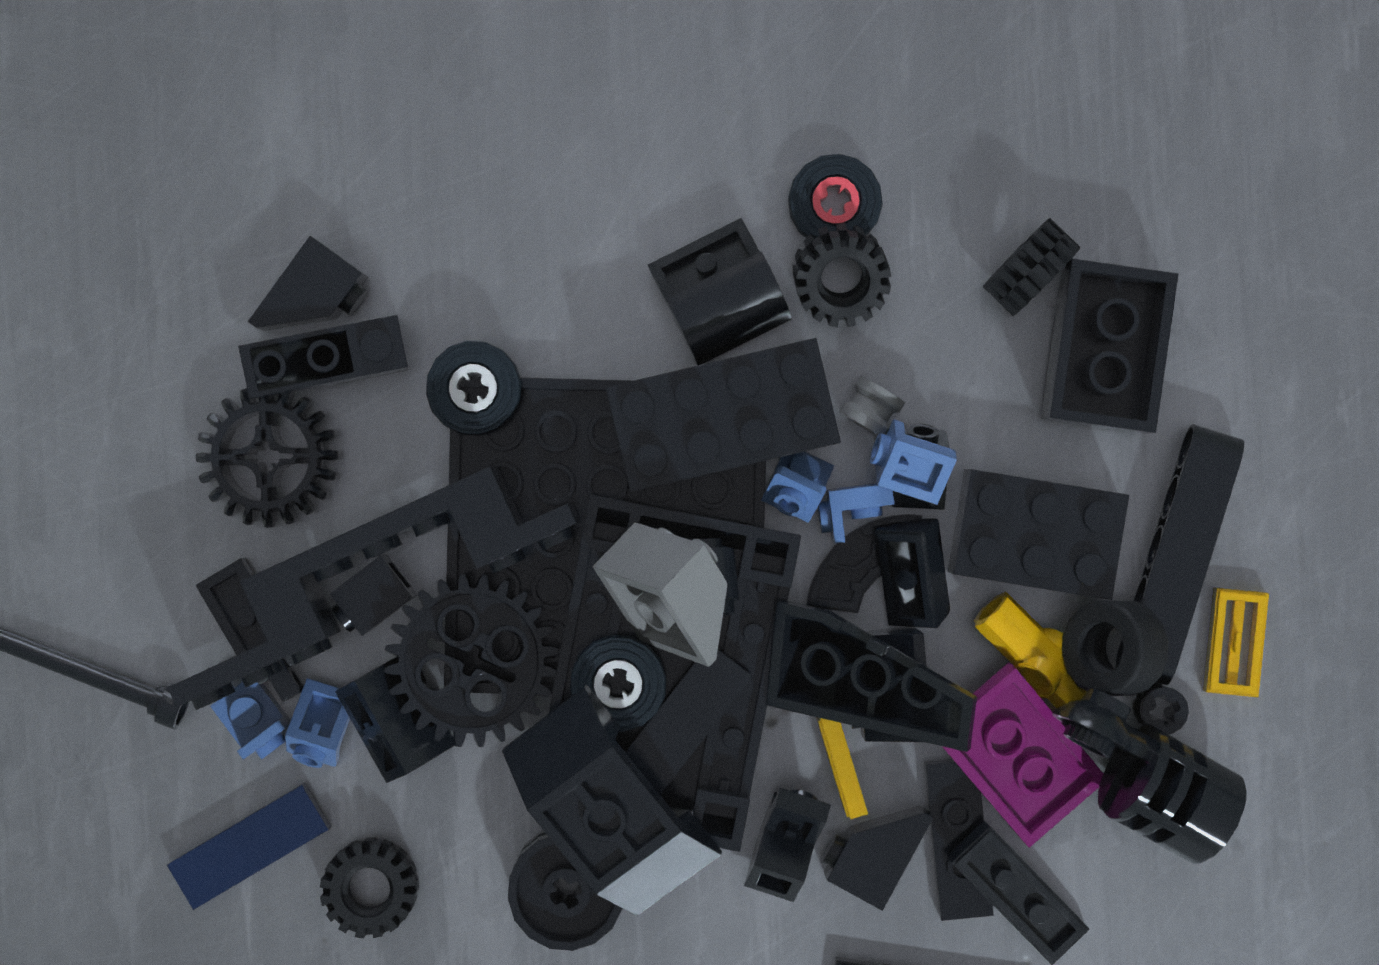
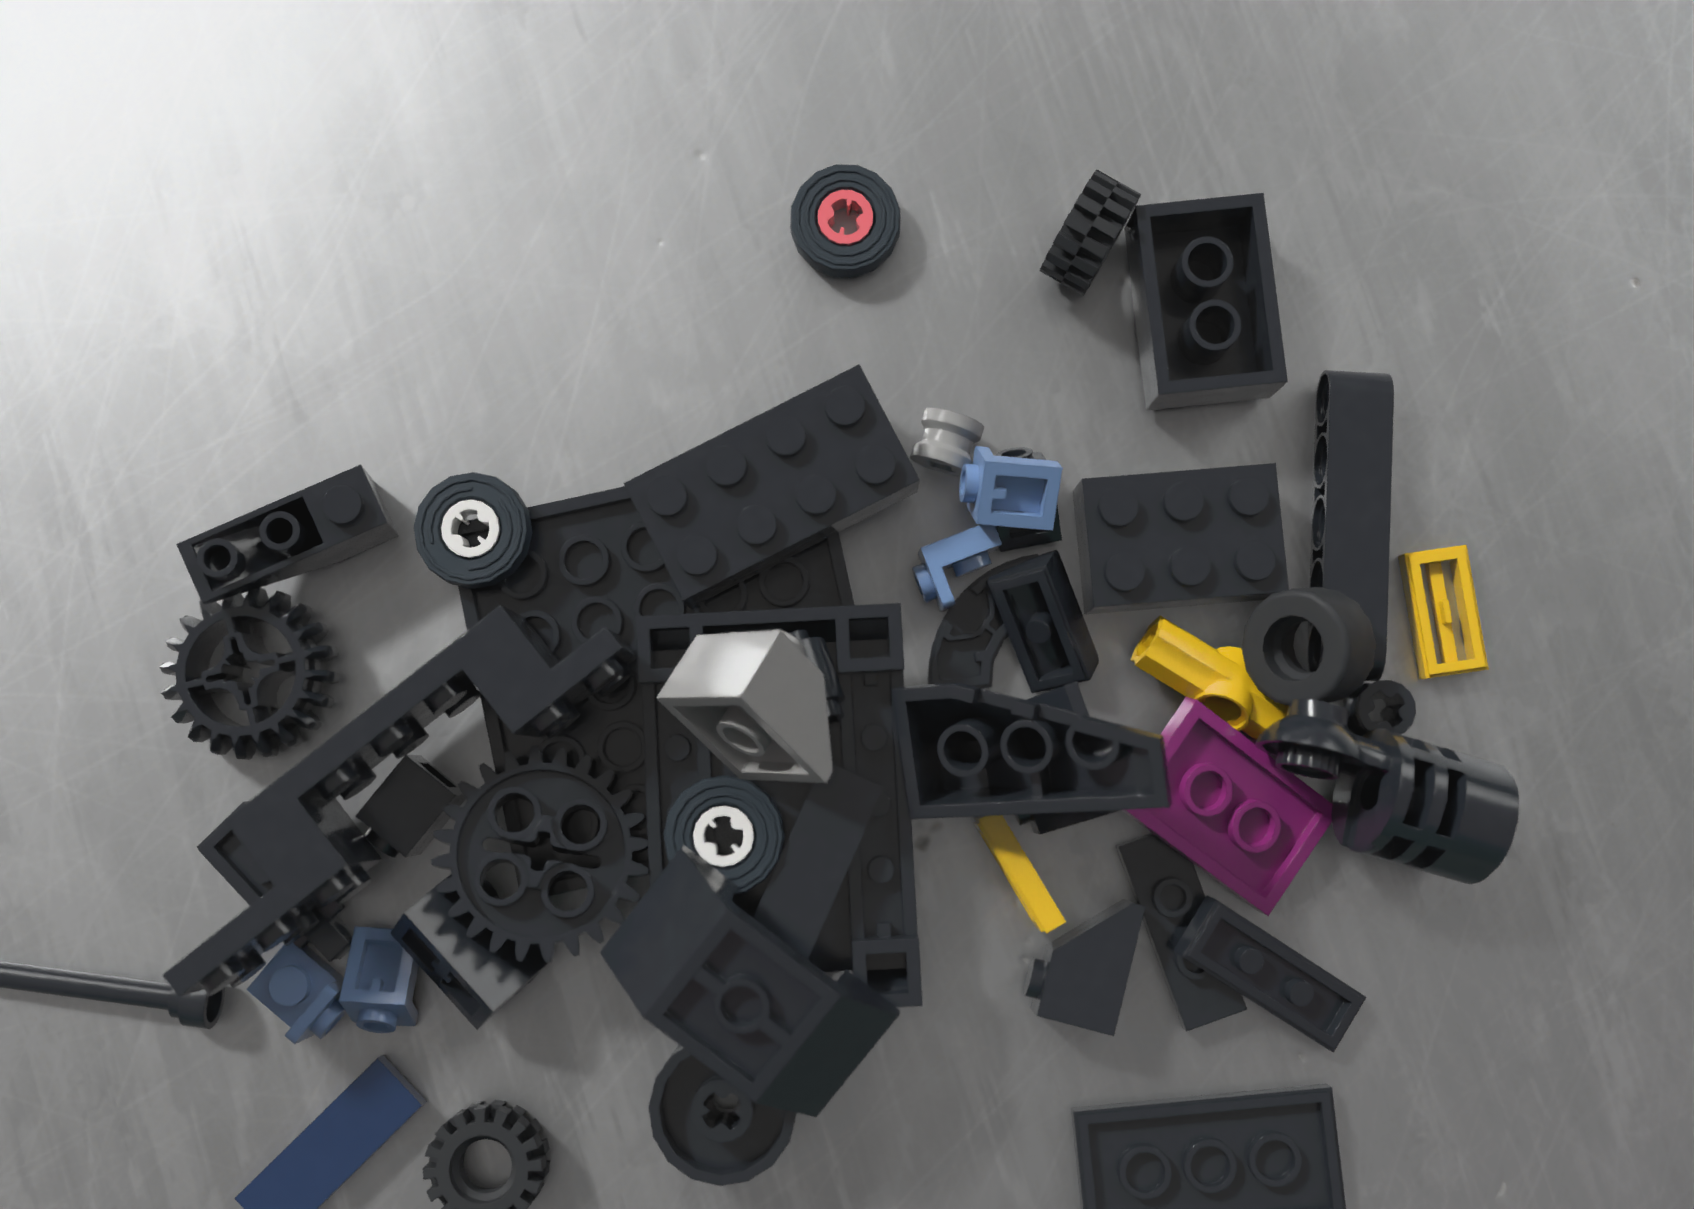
camera: 15 degrees left, 5 degrees down
(311, 290) = (258, 464): black slope -> none
(720, 291) = (738, 350): black brick -> none
(786, 843) = (977, 982): black brick -> none
(798, 485) = (882, 552): medium blue bracket -> none
(849, 304) = (911, 297): black tyre -> none

